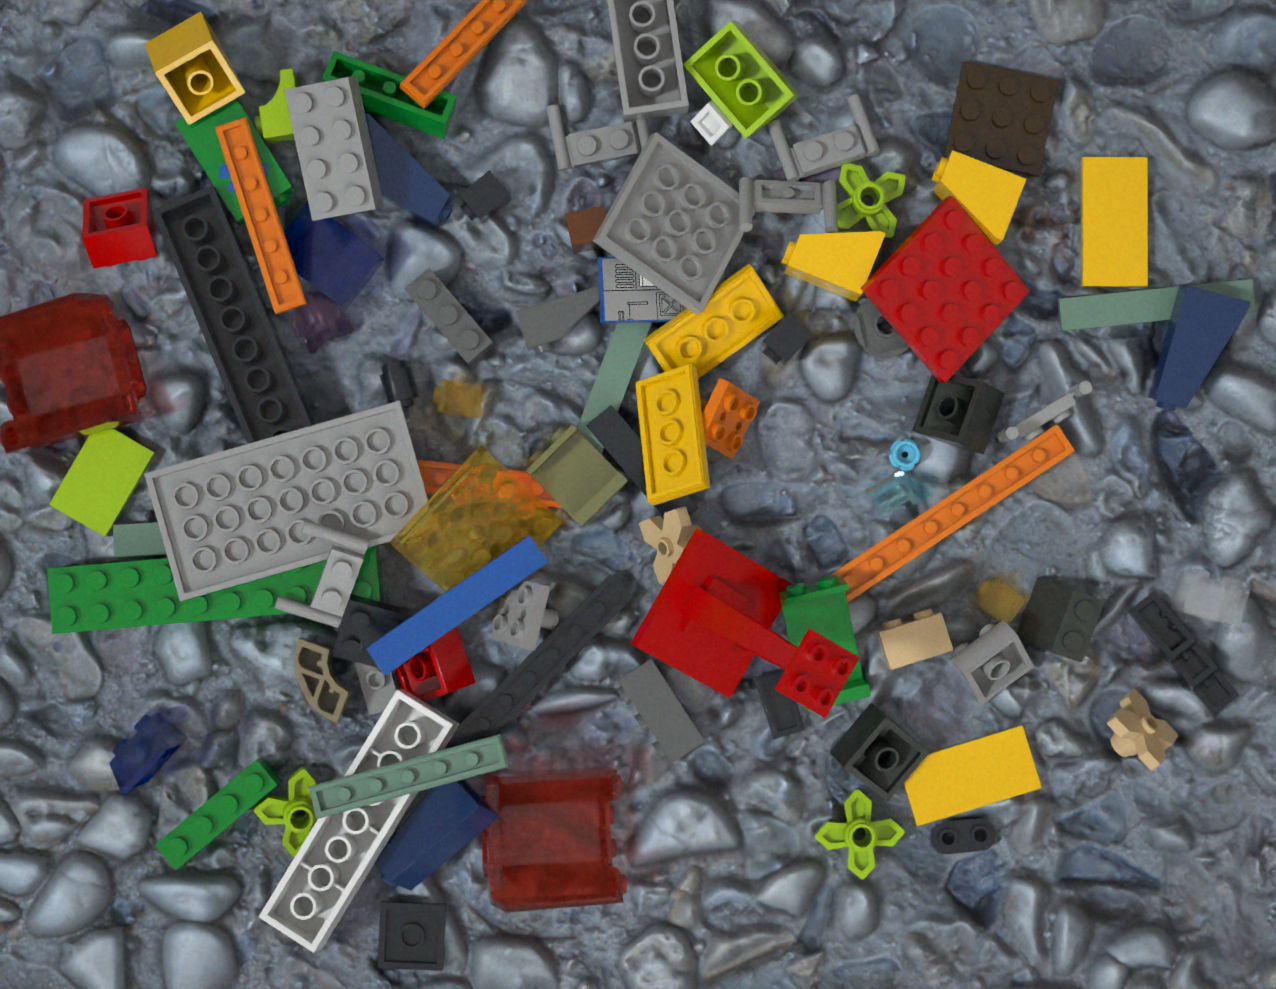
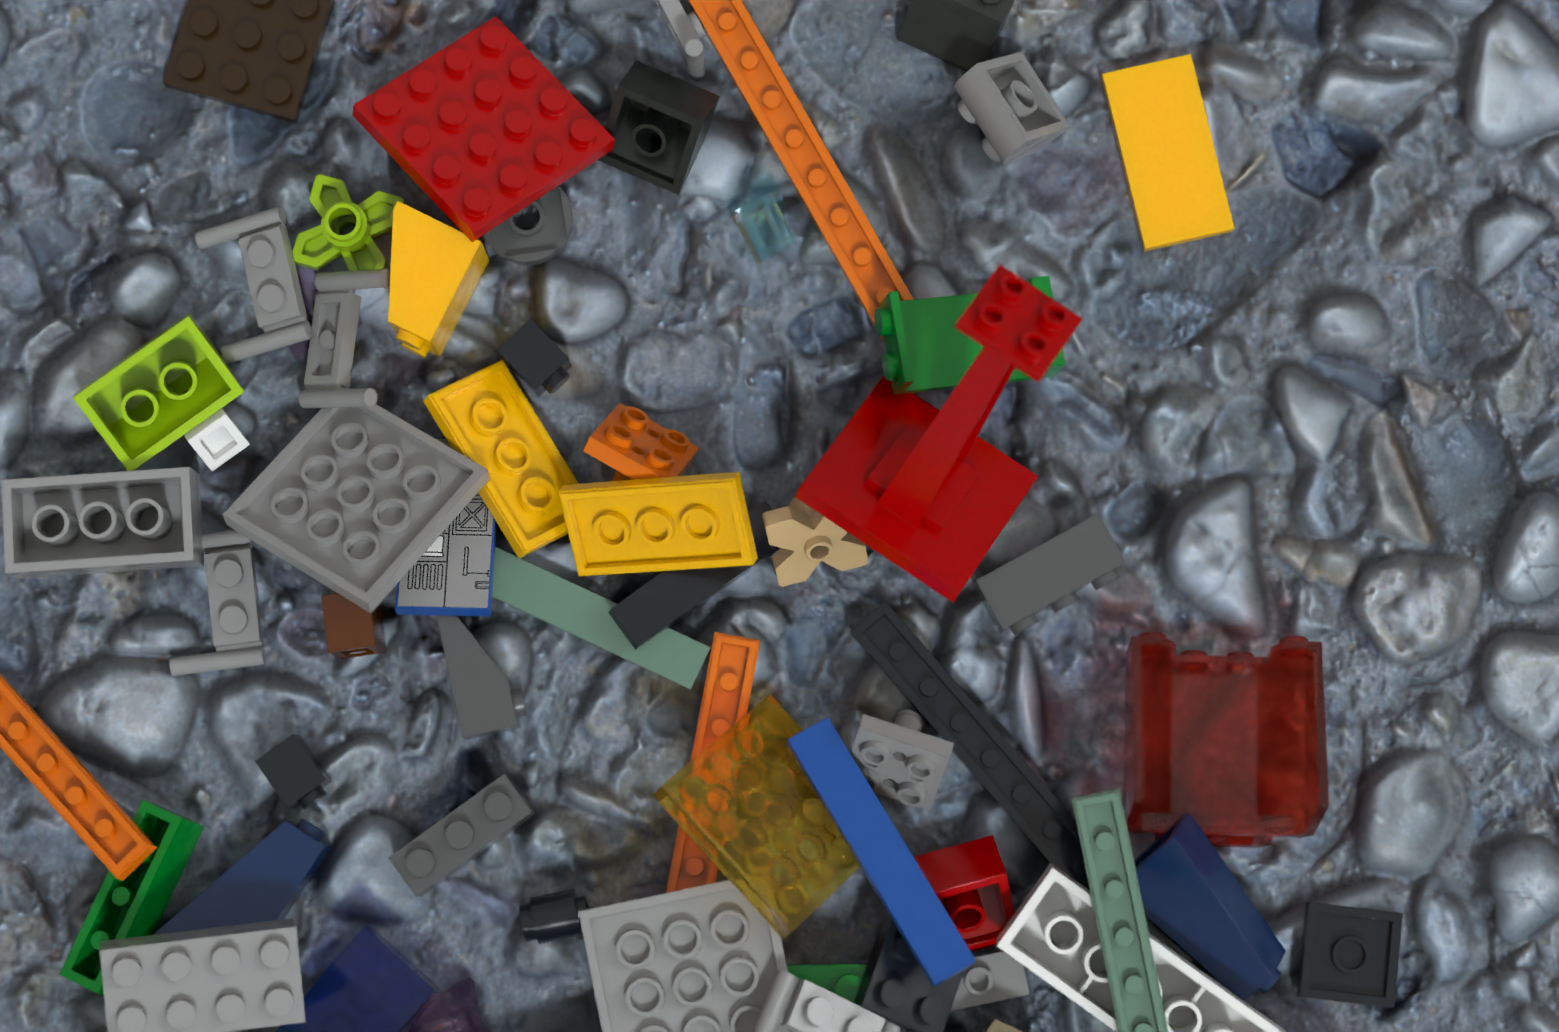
camera: 85 degrees left, 5 degrees down
(458, 398) = (581, 832): clear yellow bracket -> none
(575, 474) = (705, 669): olive panel -> none
(780, 710) = (1049, 408): black tile -> none
(860, 851) = (1240, 332): lime plant -> none
(879, 752) = (1127, 272): pearl dark grey slope -> none
(898, 460) = (711, 194): medium azure plate -> none
(914, 639) = (972, 212): tan brick -> none
(963, 835) = (1250, 166): black plate -> none
(981, 190) = (346, 65): yellow slope -> none
(999, 599) = (924, 92): clear yellow bracket -> none

